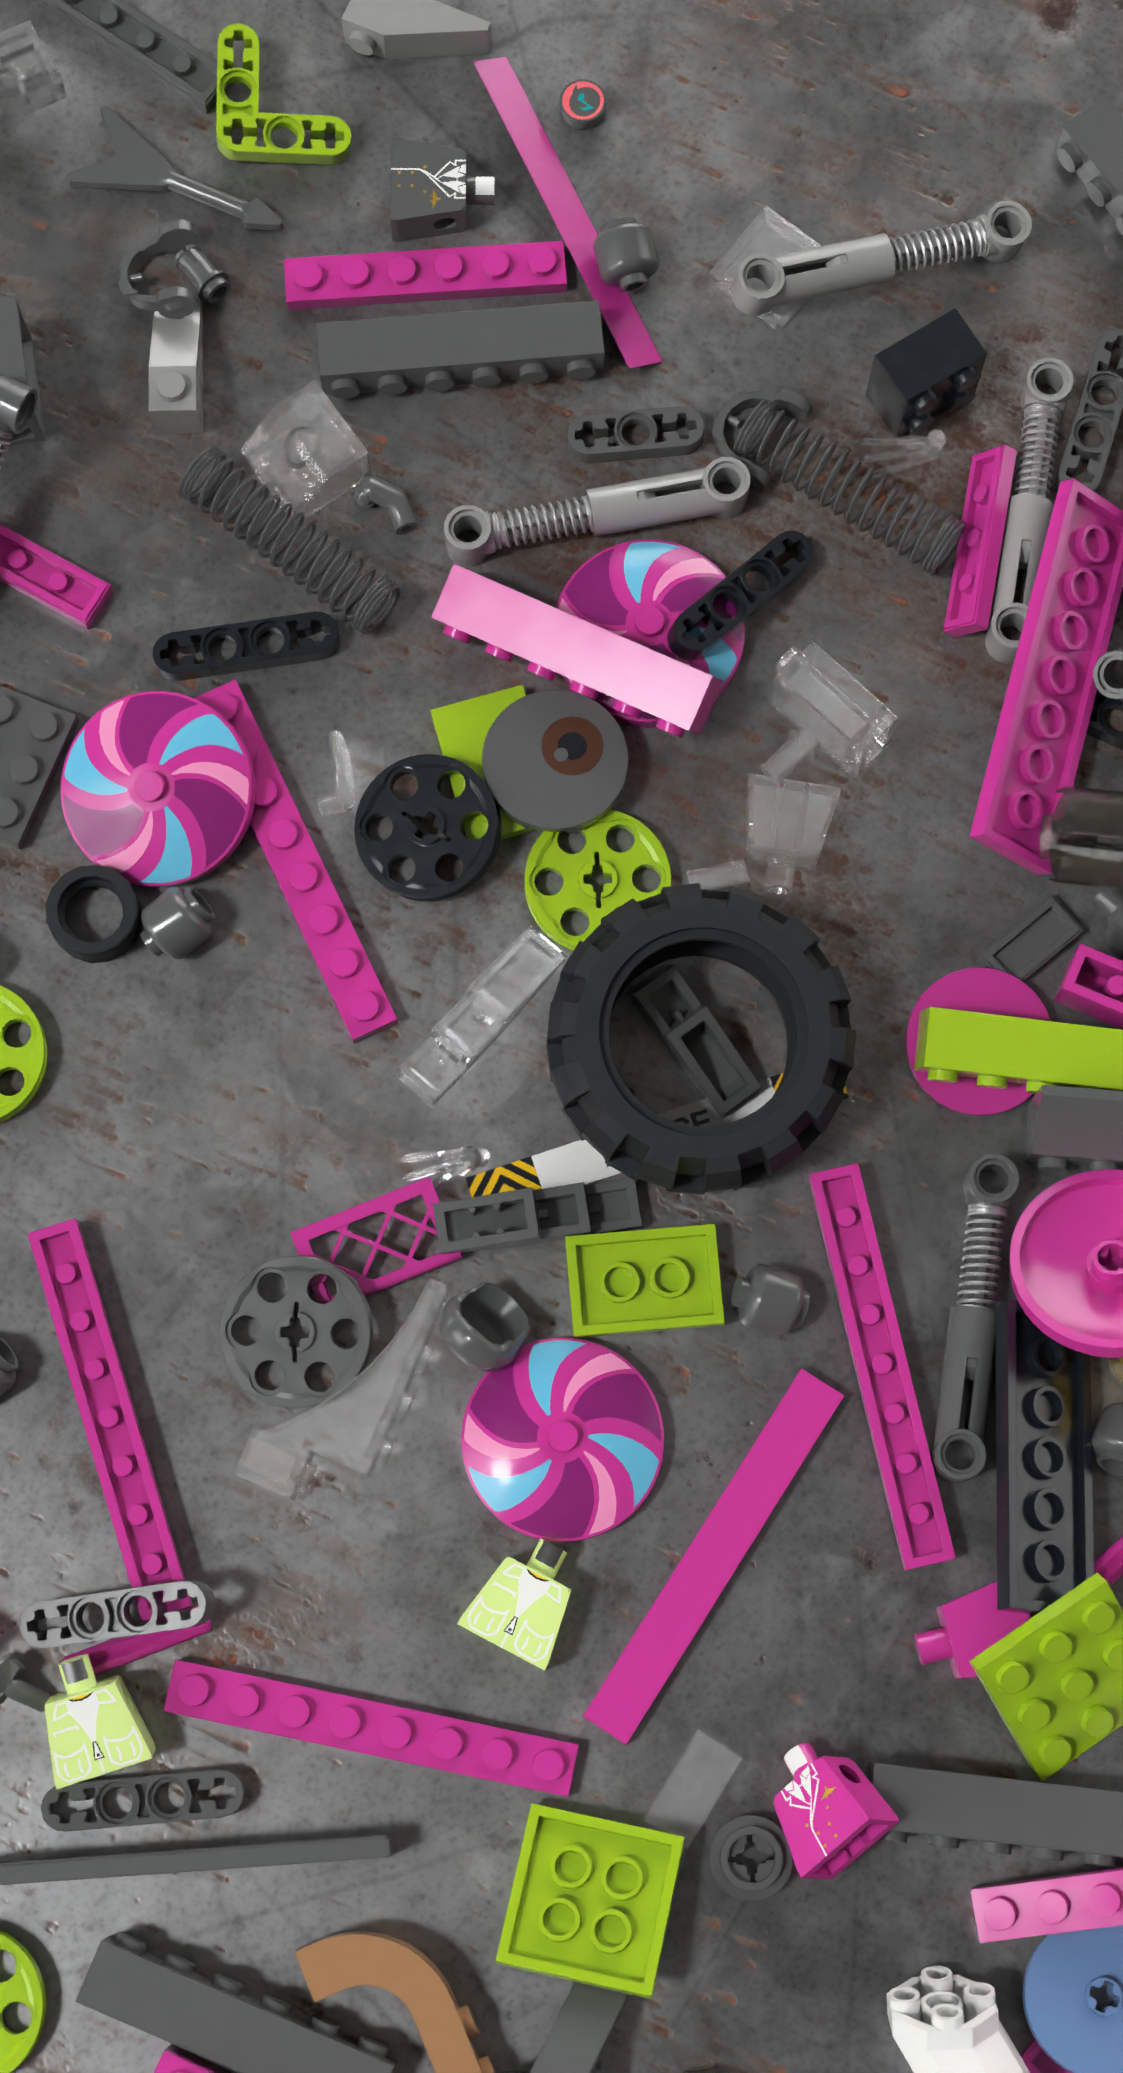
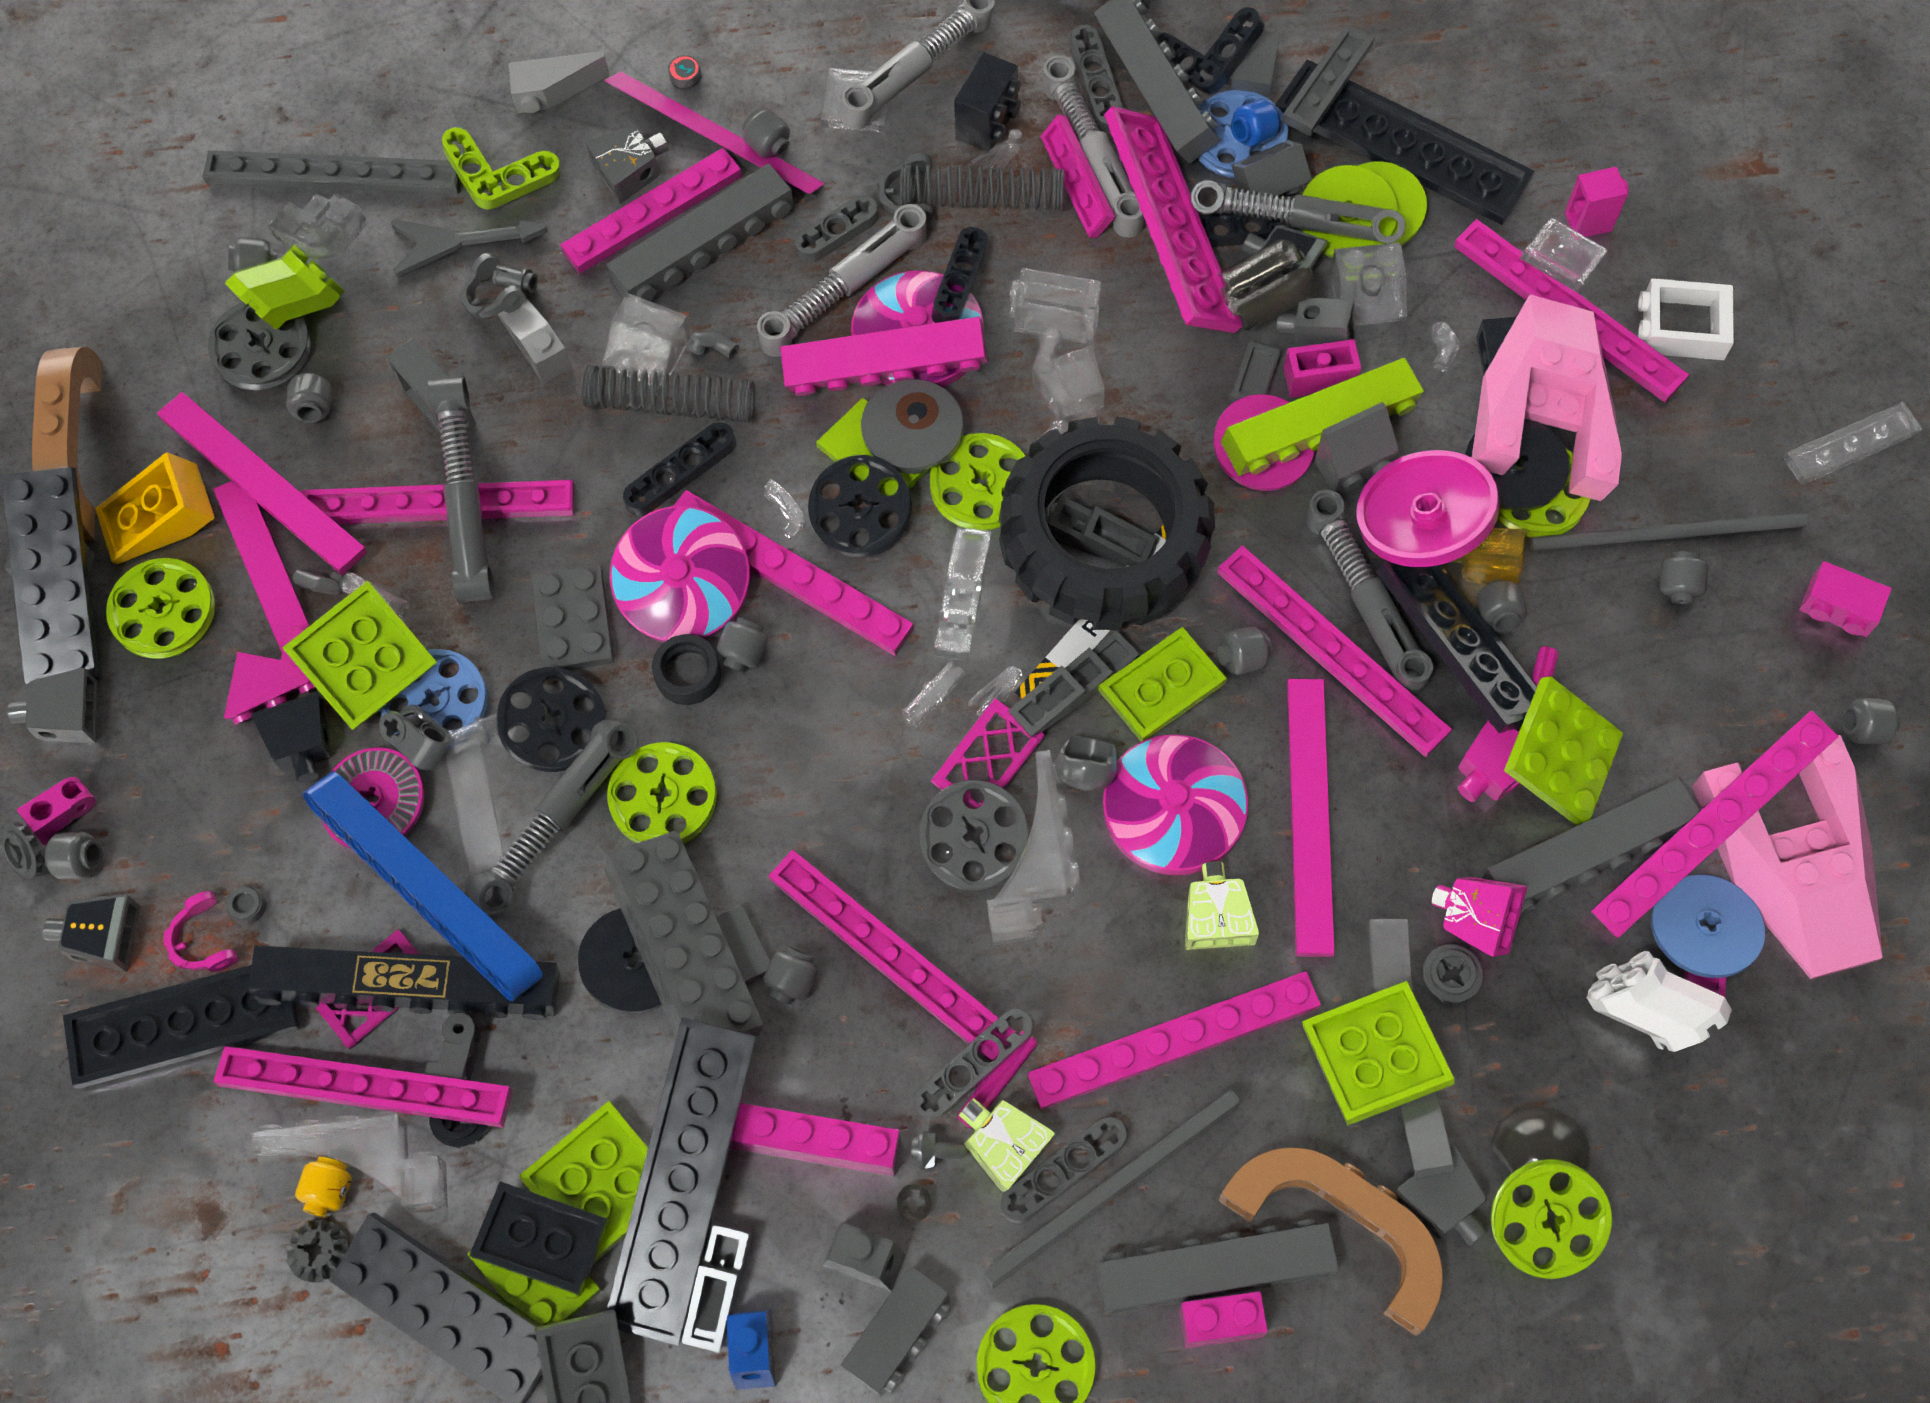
camera: 30 degrees left, 10 degrees down
(365, 1122) = (933, 693): none -> clear pin

